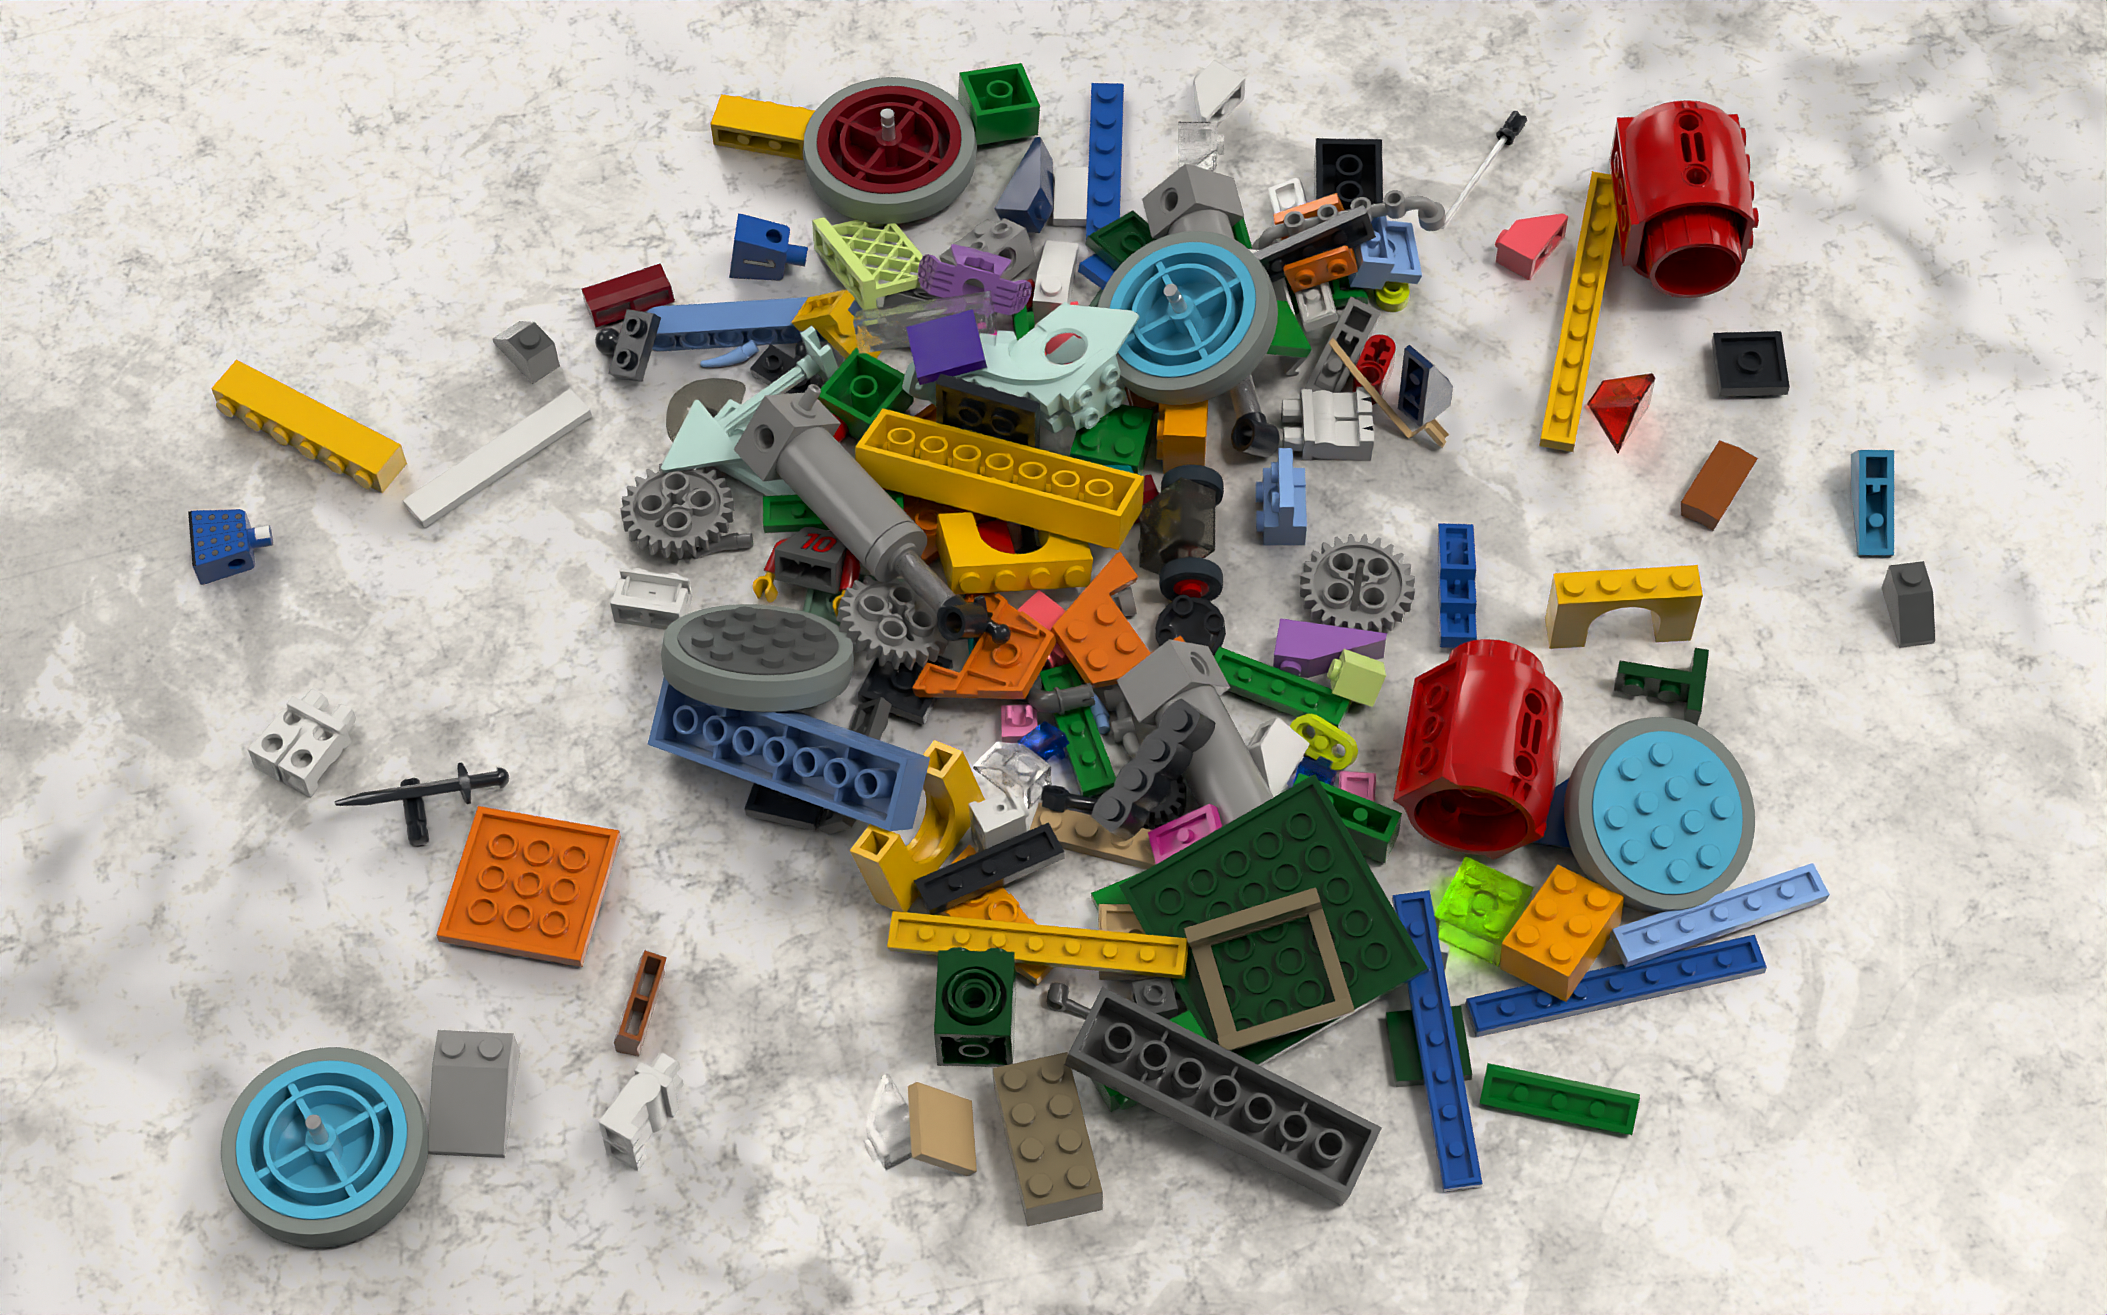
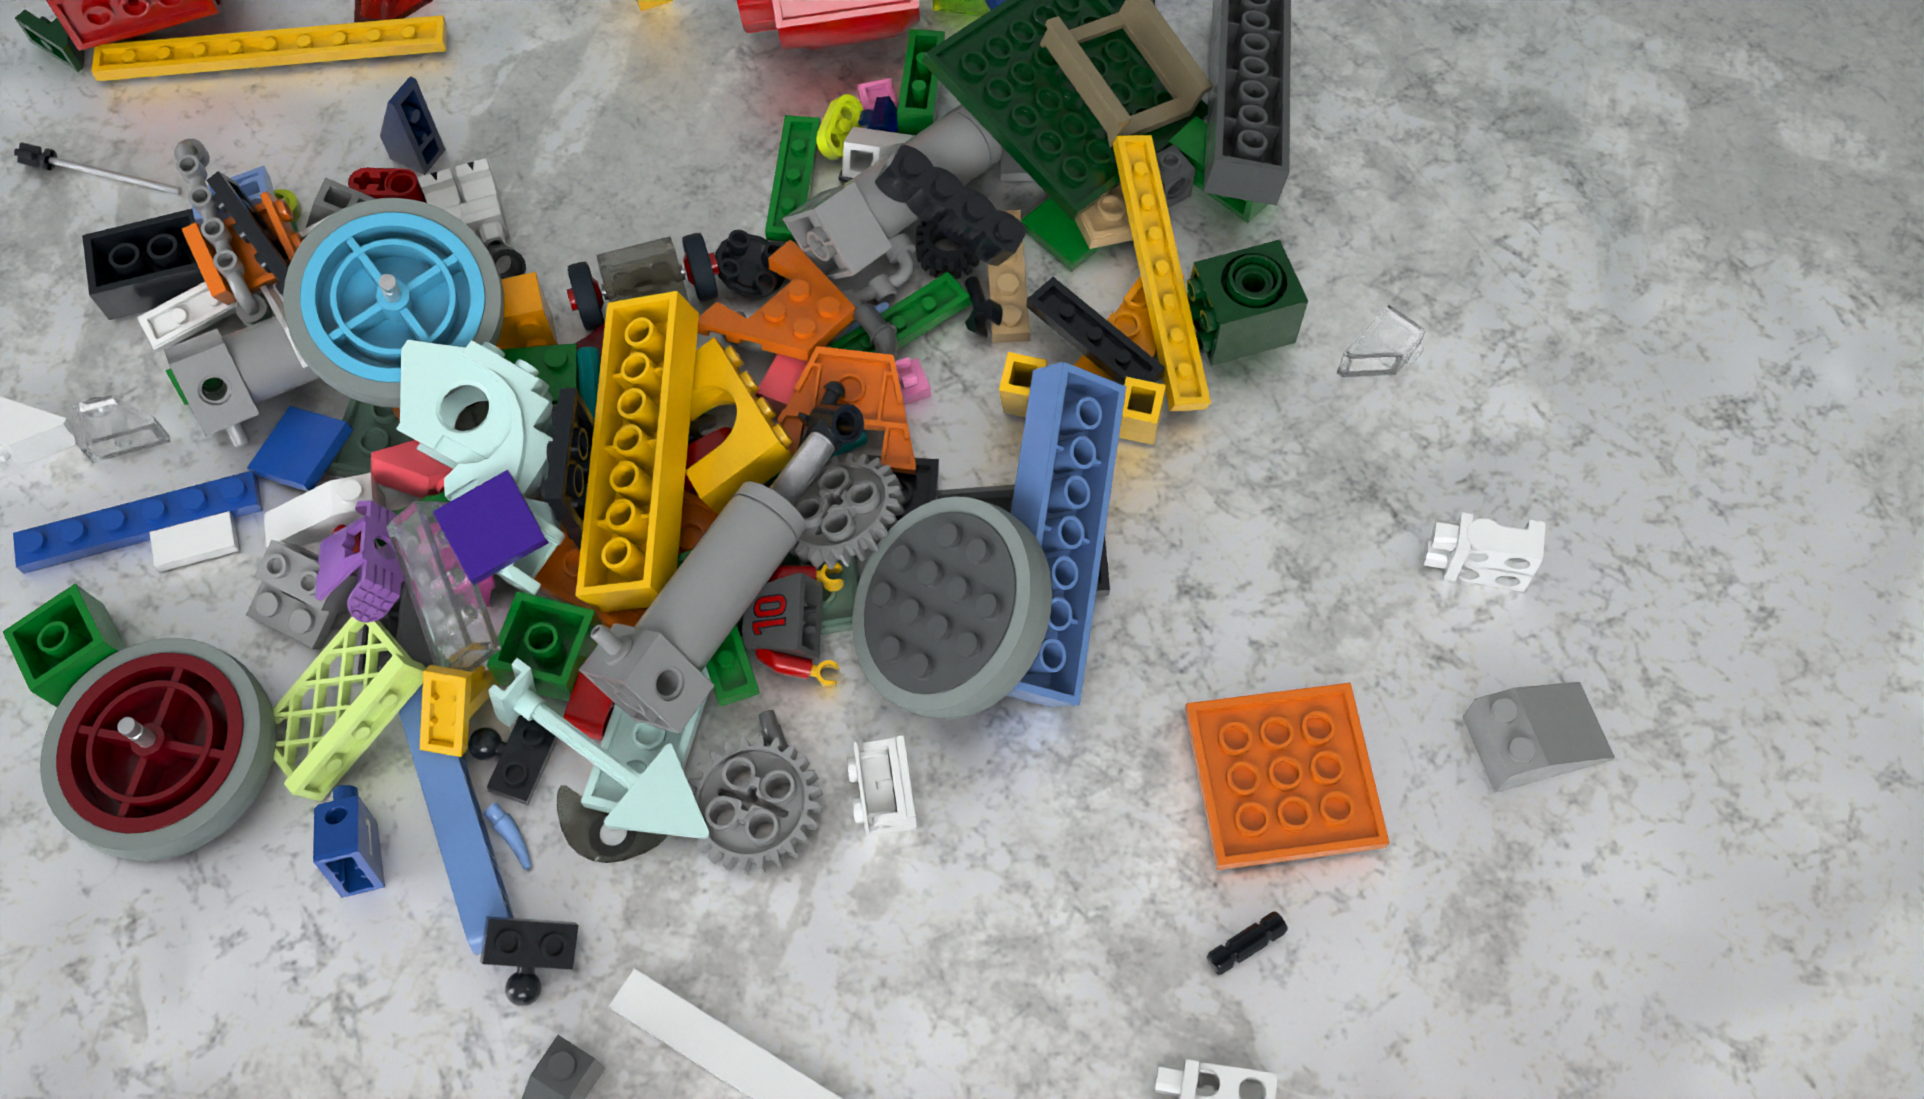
camera: 110 degrees left, 5 degrees up
(324, 1147) = (1678, 852): medium azure wheel -> none
(463, 783) = (1195, 900): black sword -> none
(633, 291) = (446, 992): dark red piece -> none
(648, 964) = (1369, 606): dark orange piece -> none
(760, 126) = (136, 923): yellow brick -> none
(941, 1129) = (1374, 297): tan tile -> none
(997, 819) = (1045, 333): white hinge -> none
(1015, 767) = (967, 362): clear slope -> none
(1030, 190) = (202, 571): slope -> none
(1046, 741) = (930, 342): clear blue tile -> none
(1047, 1139) = (1339, 217): dark tan brick -> none
(1058, 1000) = (1191, 255): flat silver hand -> none
(1120, 239) = (268, 445): dark green tile -> none
(1183, 831) = (998, 178): dark pink plate -> none
(1283, 502) = (577, 218): light blue brick -> none
(1310, 648) = (741, 157): medium lavender slope -> none
(1356, 677) = (766, 108): yellowish green brick -> none
(1391, 590) = (656, 144): light grey gear -> none
(1432, 428) = (448, 130): tan piece -> none
(1456, 584) = (619, 76): blue slope -> none
(1530, 243) = (199, 102): coral slope -> none

